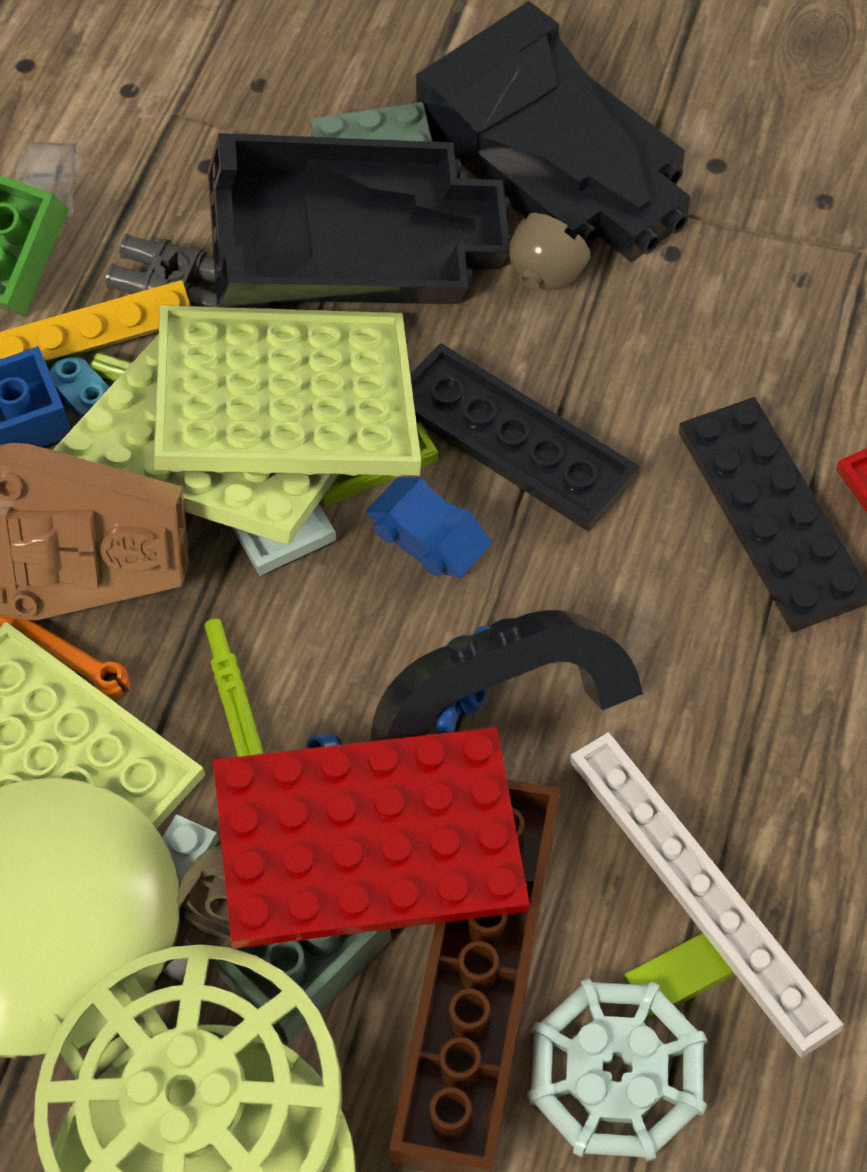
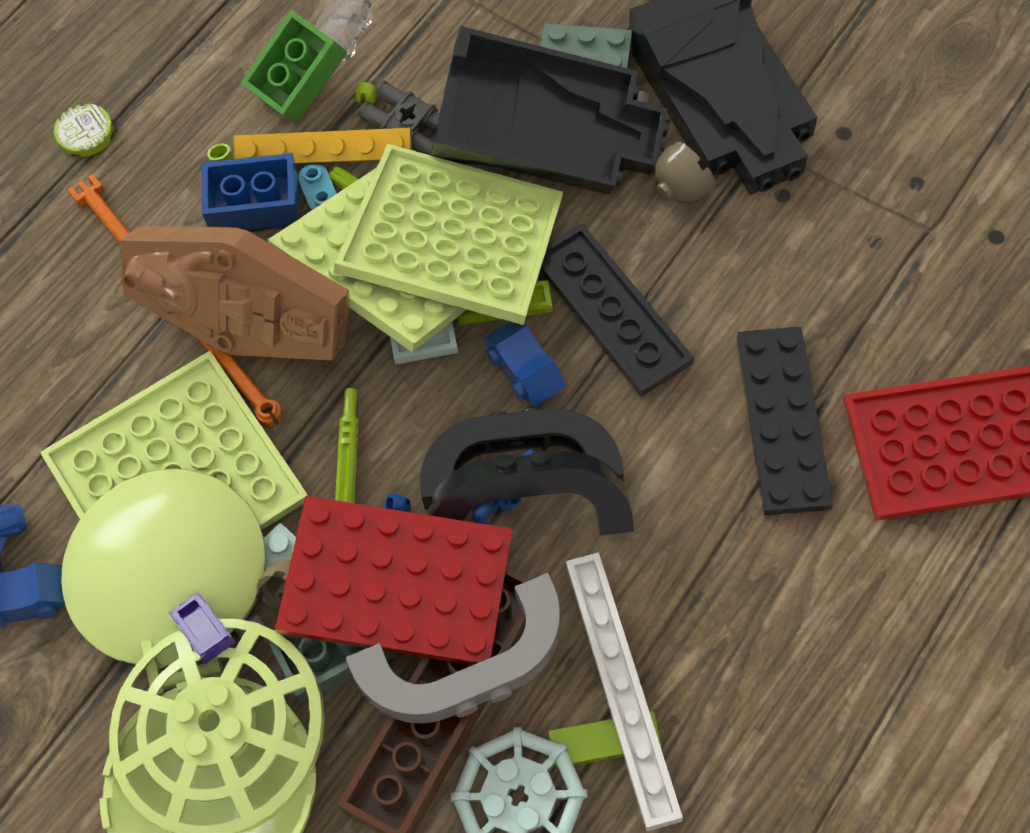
camera: 20 degrees right, 5 degrees up
(105, 254) = (366, 92): none -> lime hinge
(126, 972) = (202, 628): none -> tile
(442, 616) = (514, 432): none -> black arch
(508, 948) = (476, 684): none -> light grey arch

